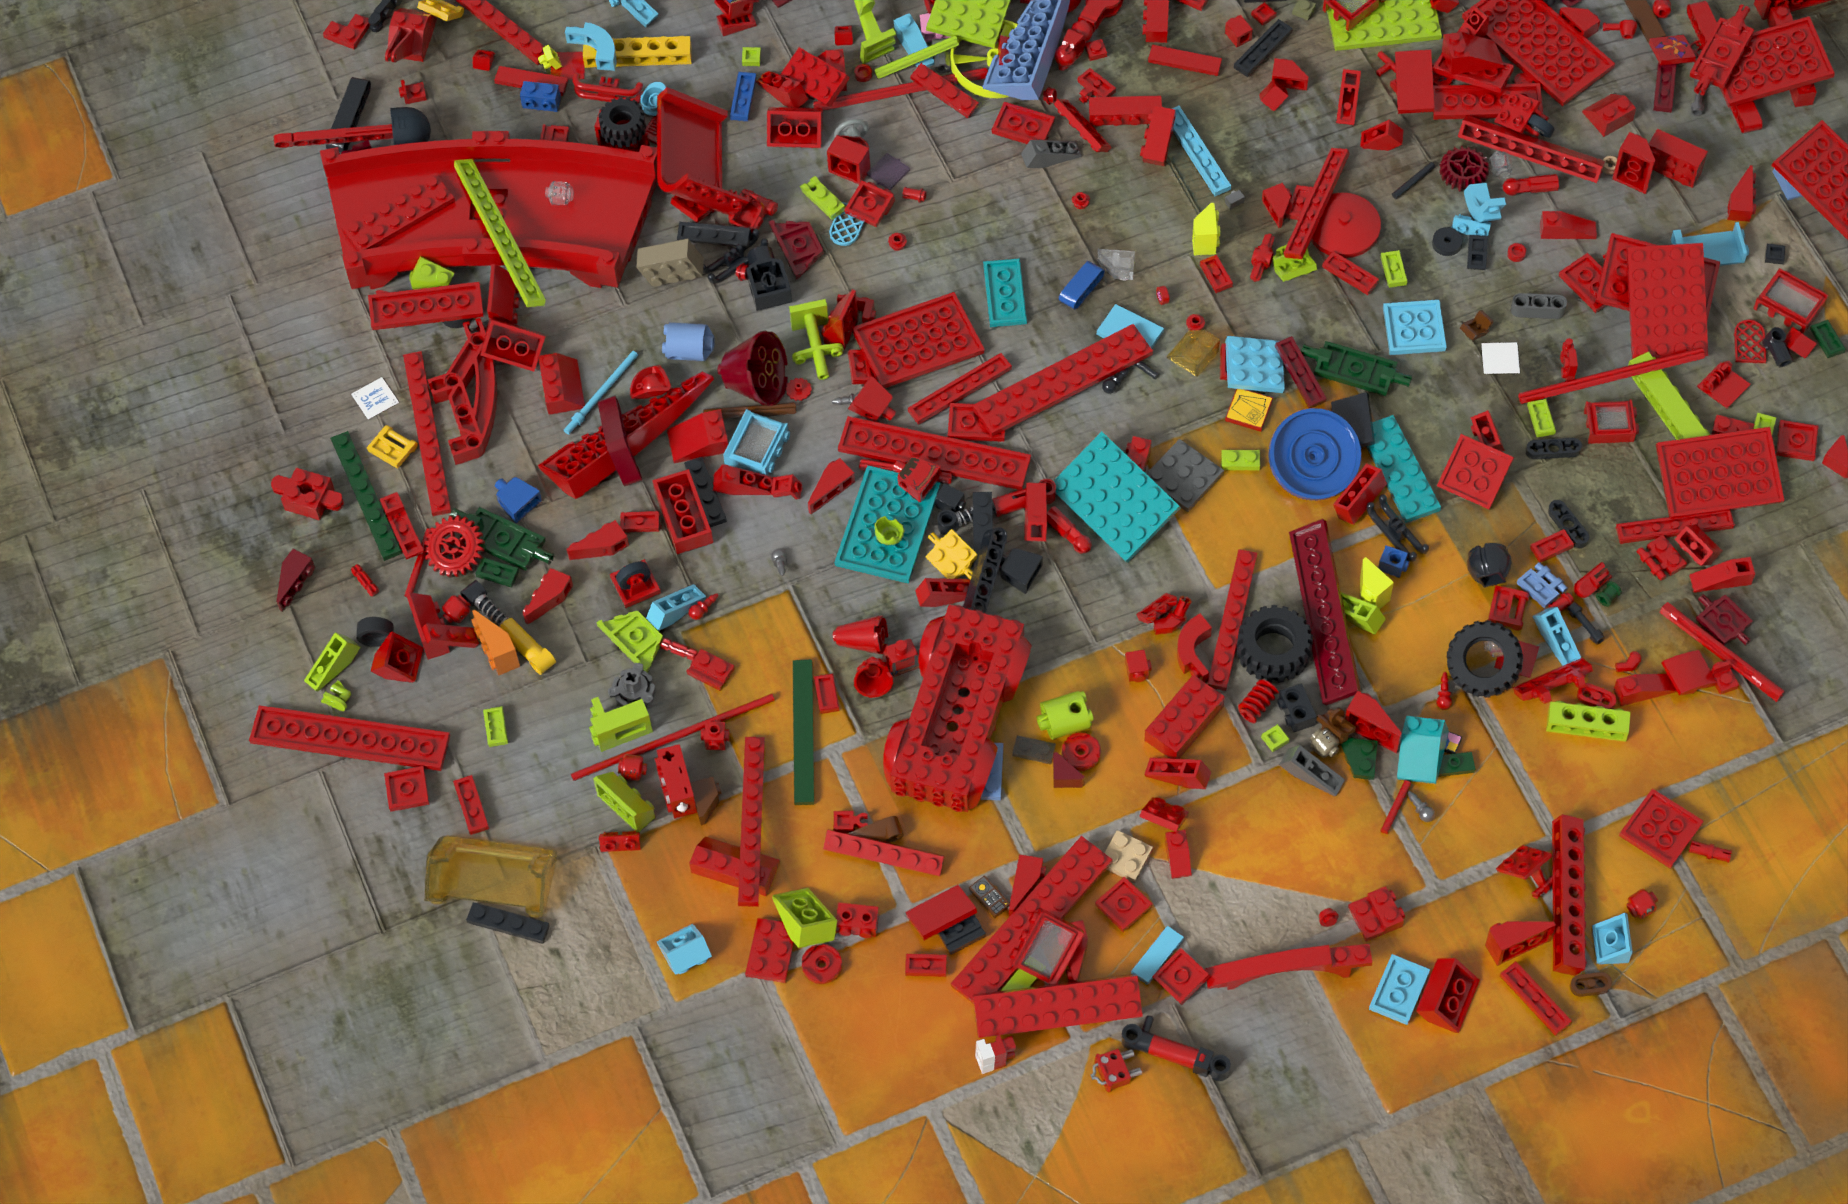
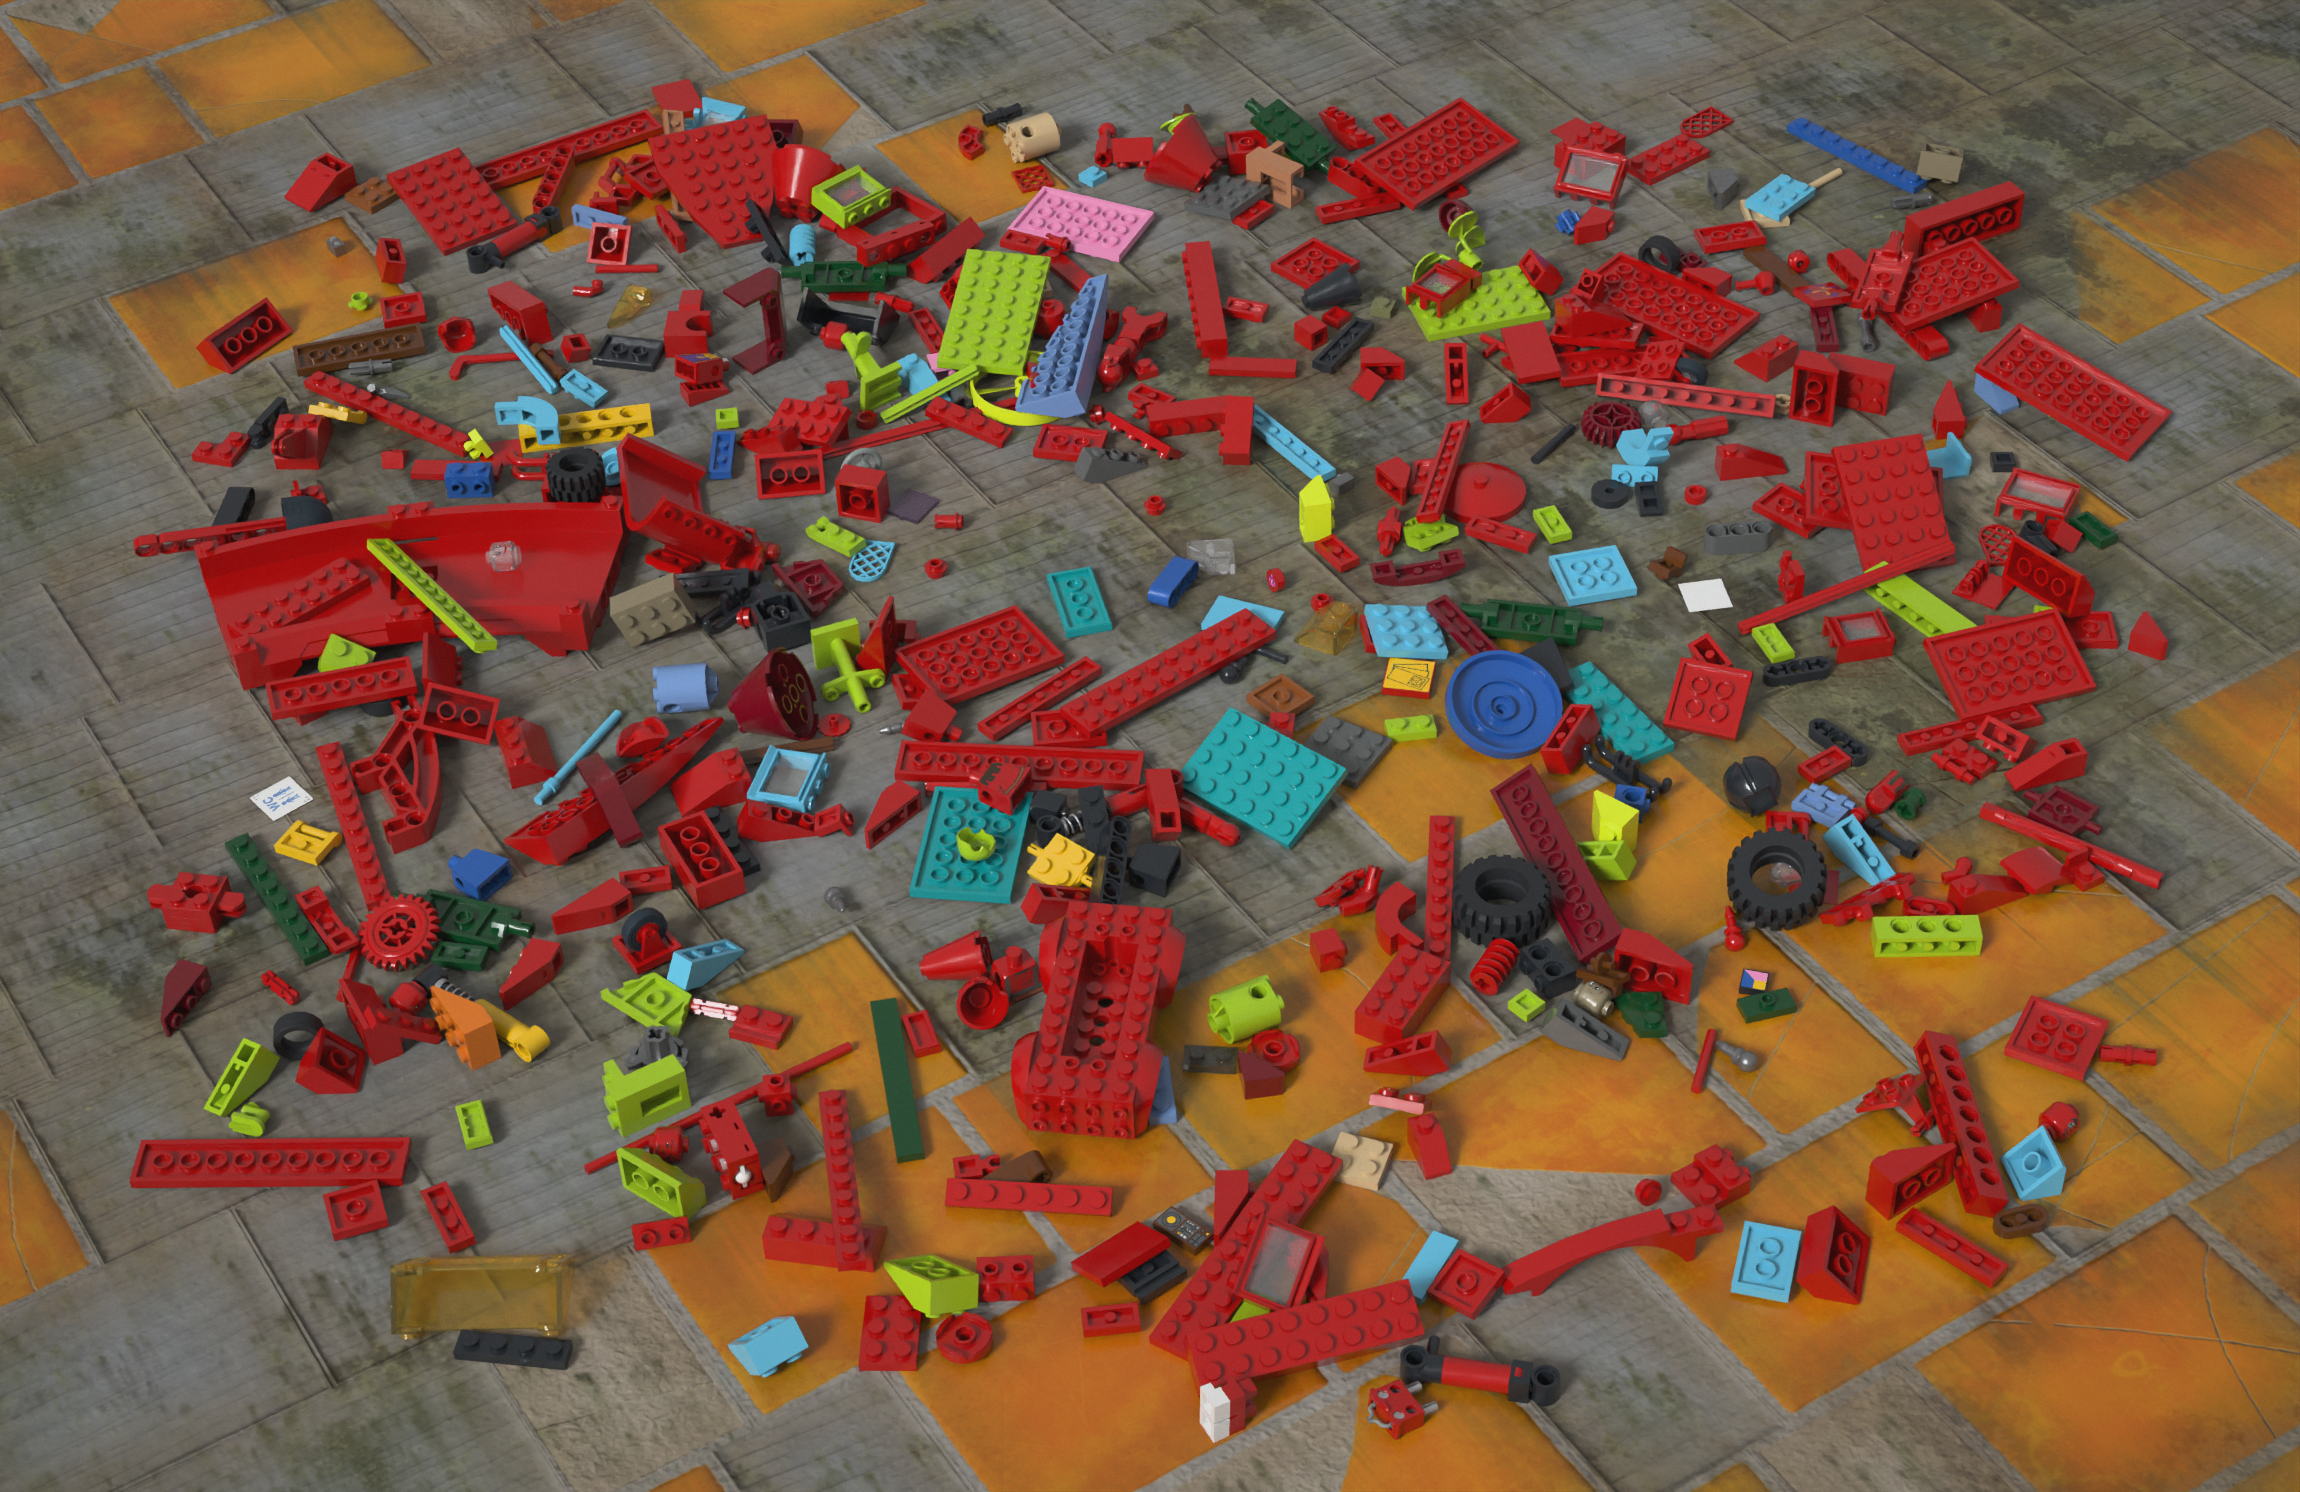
camera: 10 degrees left, 20 degrees down
(697, 611) = (735, 964): red bar -> none
(870, 203) = (895, 533): red plate -> none
(1123, 904) = (1368, 1213): red plate -> none
(1145, 416) = (1279, 696): none -> dark orange plate
(1277, 302) = (1418, 573): none -> dark red slope
(1422, 749) = (1722, 989): slope -> none
(1772, 393) = (2048, 579): none -> red slope

